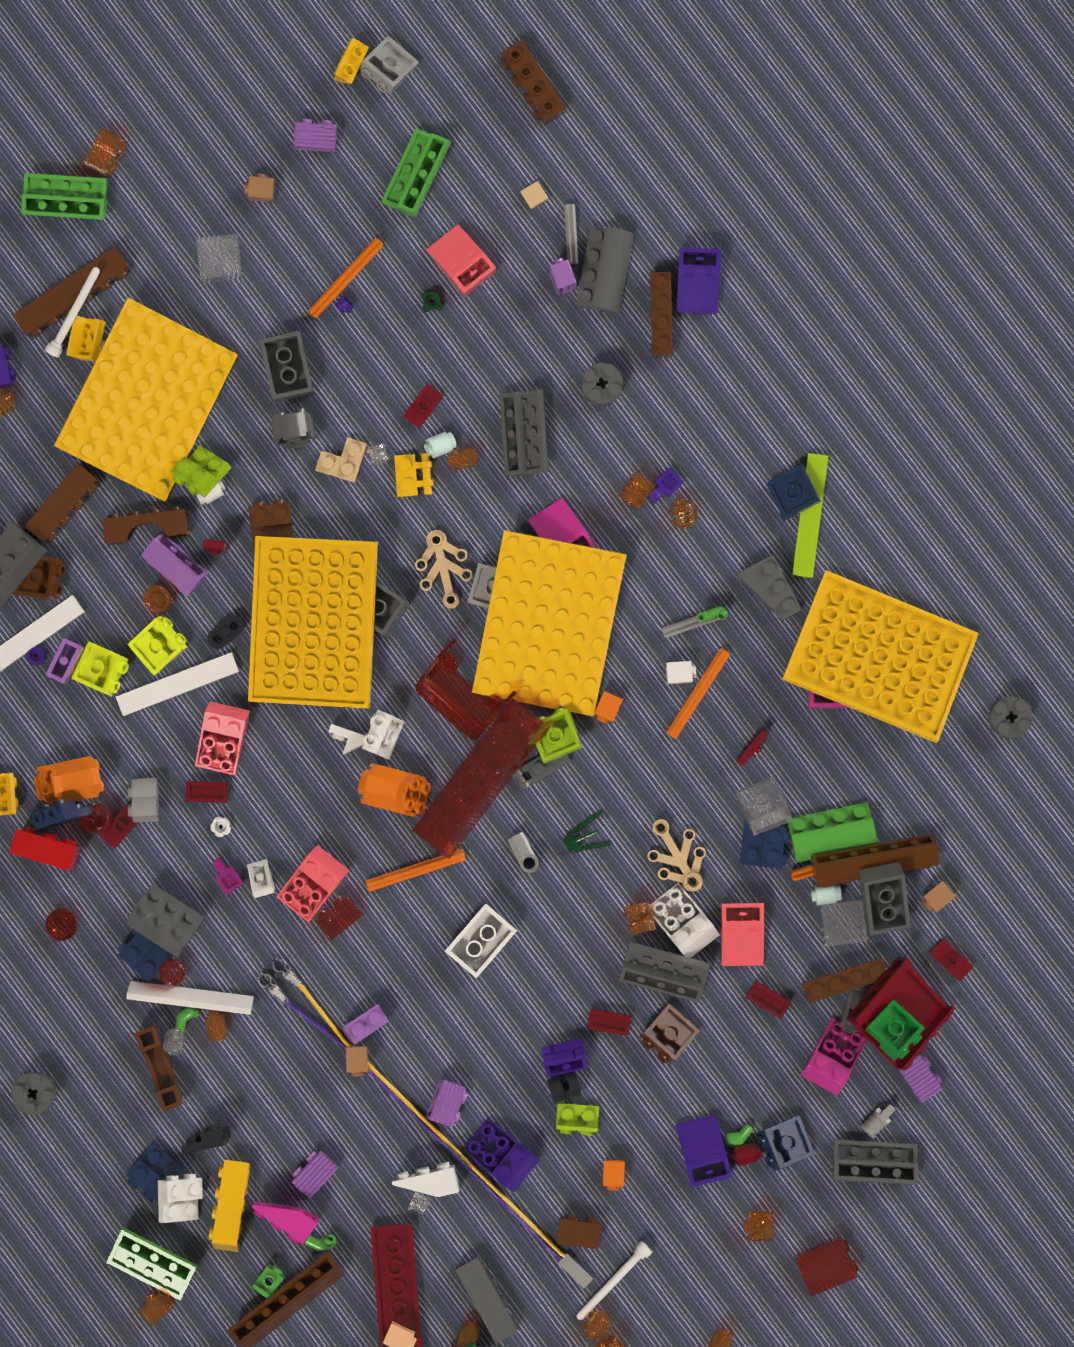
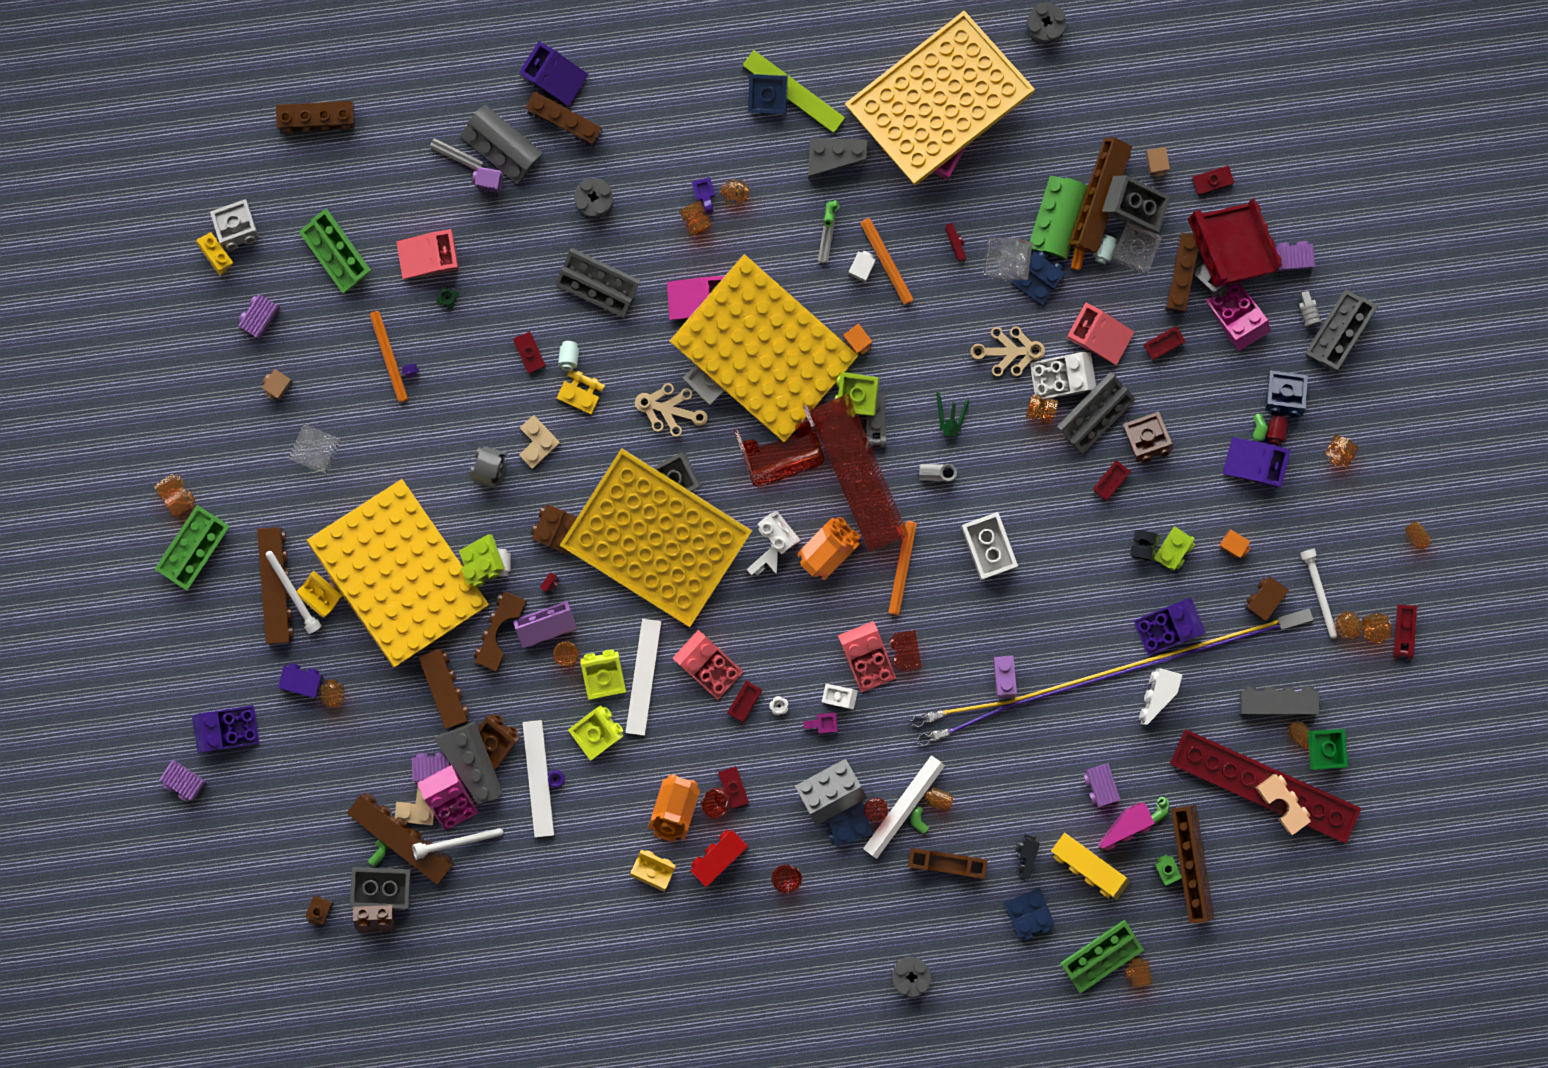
camera: 65 degrees left, 0 degrees up
(59, 813) = (697, 827): dark blue plate -> none
(65, 661) = (574, 757): medium lavender brick -> none
(144, 800) = (723, 755): light grey brick -> none
(173, 1041) = (932, 839): clear wheel -> none
(179, 1198) = (1061, 904): white plate -> none
(225, 631) = (623, 614): black plate -> none
(286, 366) = (435, 444): dark grey brick -> none
(356, 1060) = (1030, 699): medium nougat brick -> none
(378, 454) = (548, 410): clear wheel -> none
(419, 1203) = (1172, 713): clear wheel -> none
(446, 1103) = (1104, 646): medium lavender brick -> none
(462, 458) = (590, 343): clear orange brick -> none
(534, 195) = (407, 167): tan tile -> none
(564, 1057) = (1120, 531): dark purple brick -> none
(826, 1265) = (1402, 415): clear red brick -> none
(895, 1031) = (1247, 253): green plate -> none

